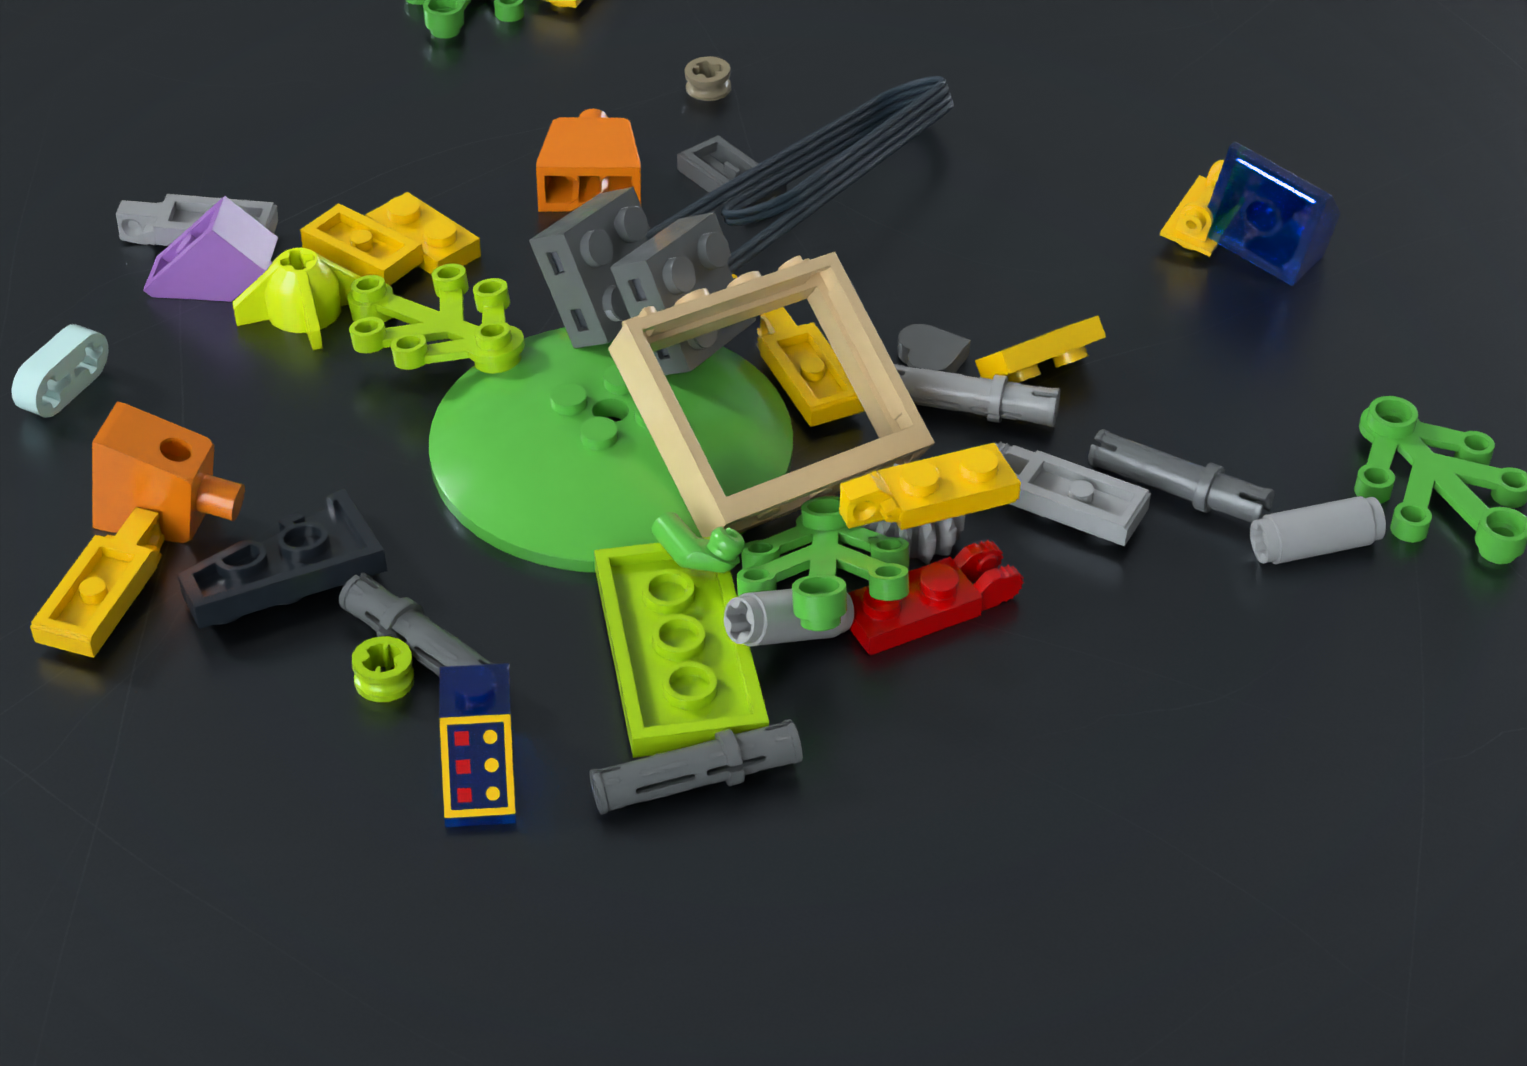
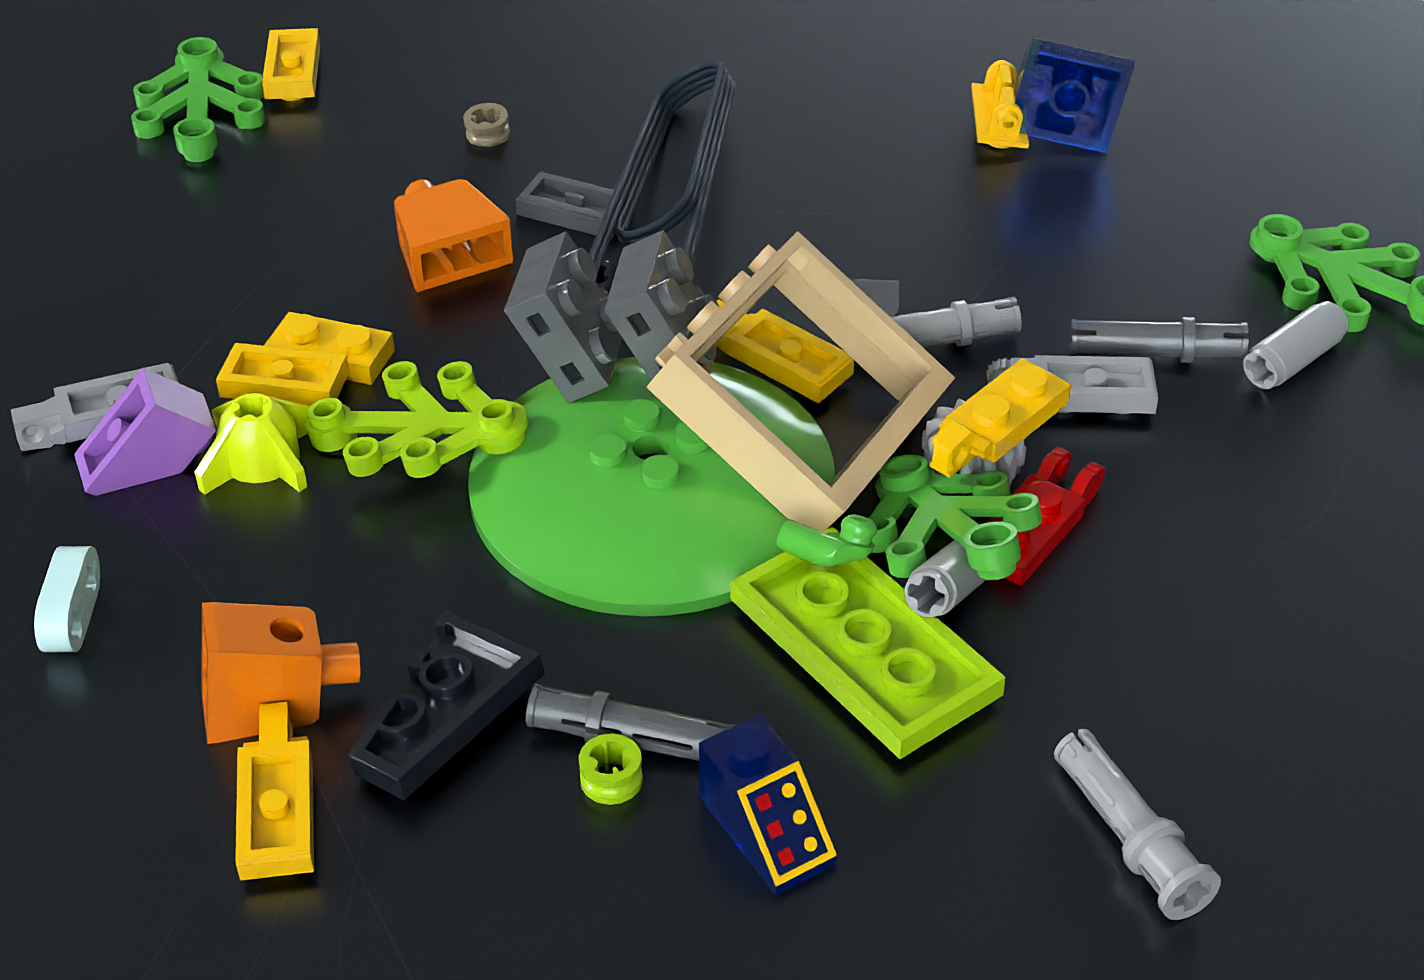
camera: 25 degrees left, 0 degrees up
(691, 767) = (986, 727): dark grey pin -> none
(788, 912) = (1150, 842): none -> light grey pin
(1061, 345) = (965, 268): yellow plate -> none

